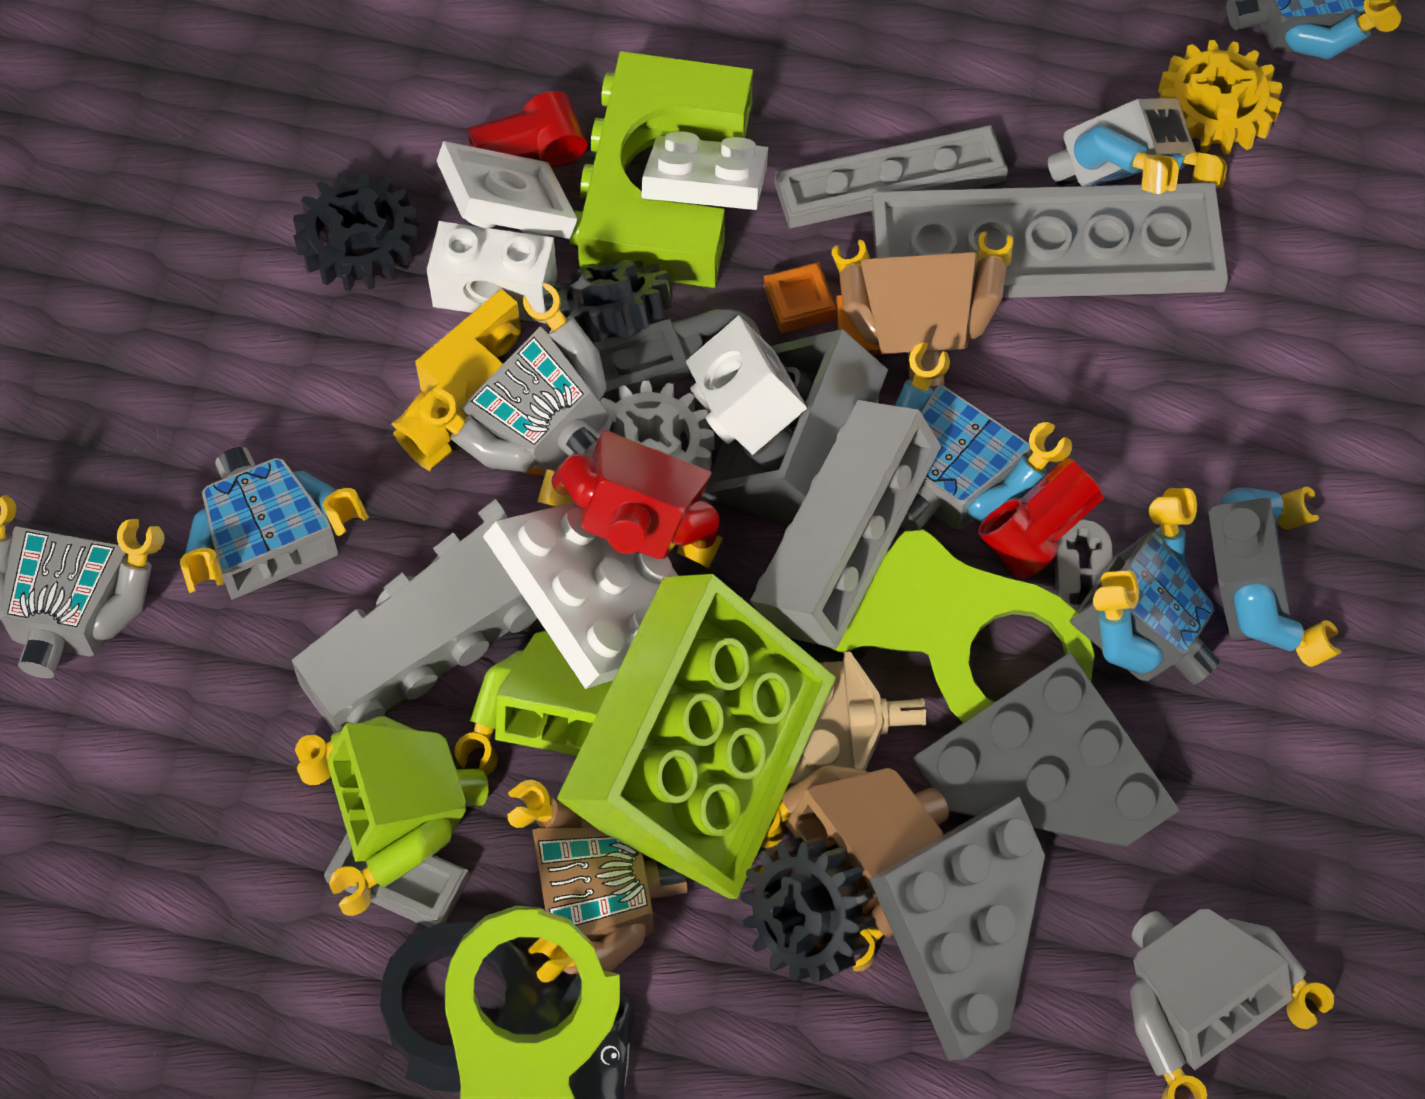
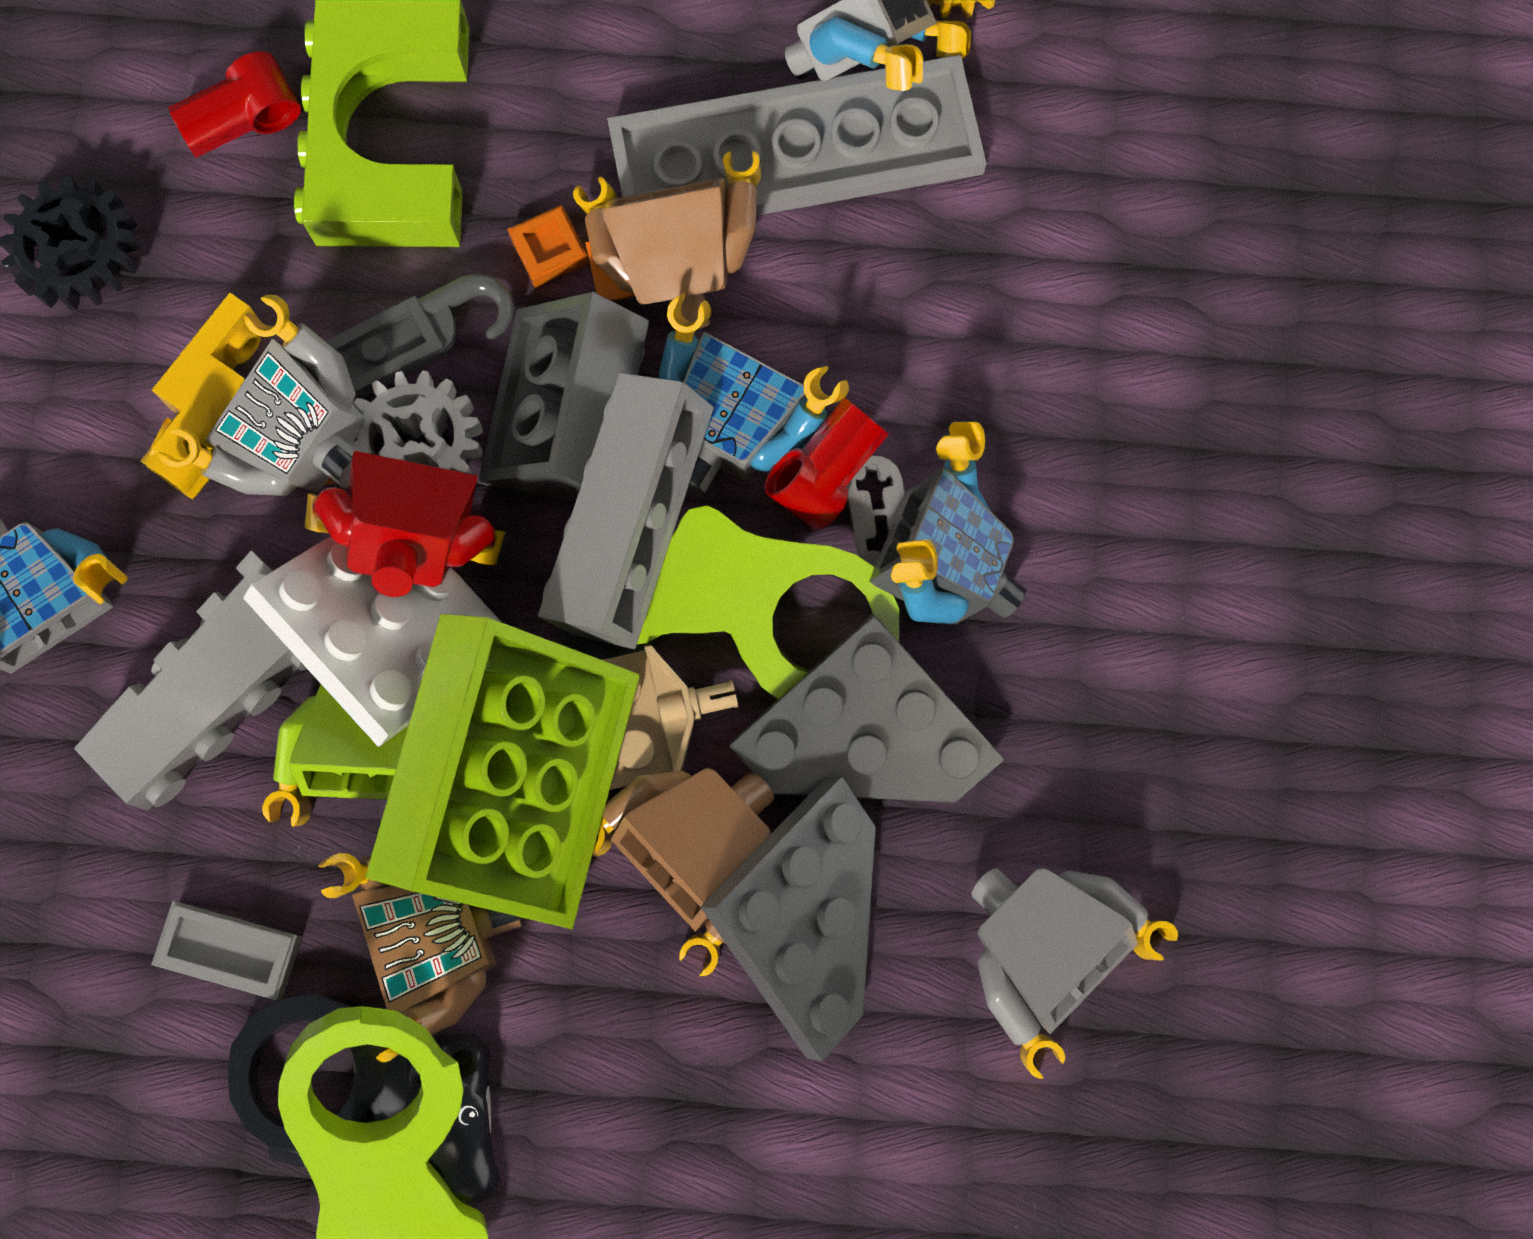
camera: 10 degrees left, 15 degrees up
(394, 797) = (206, 878): lime torso -> none
(477, 262) = (201, 265): white brick -> none
(506, 191) = (217, 178): white plate -> none
(614, 298) = (348, 286): black gear -> none
(705, 171) = (427, 122): white plate -> none
(744, 387) = (501, 367): white brick -> none
(806, 909) = (644, 933): black gear -> none
(847, 183) = (643, 82): light grey tile -> none
(1253, 571) = (1047, 485): torso -> none

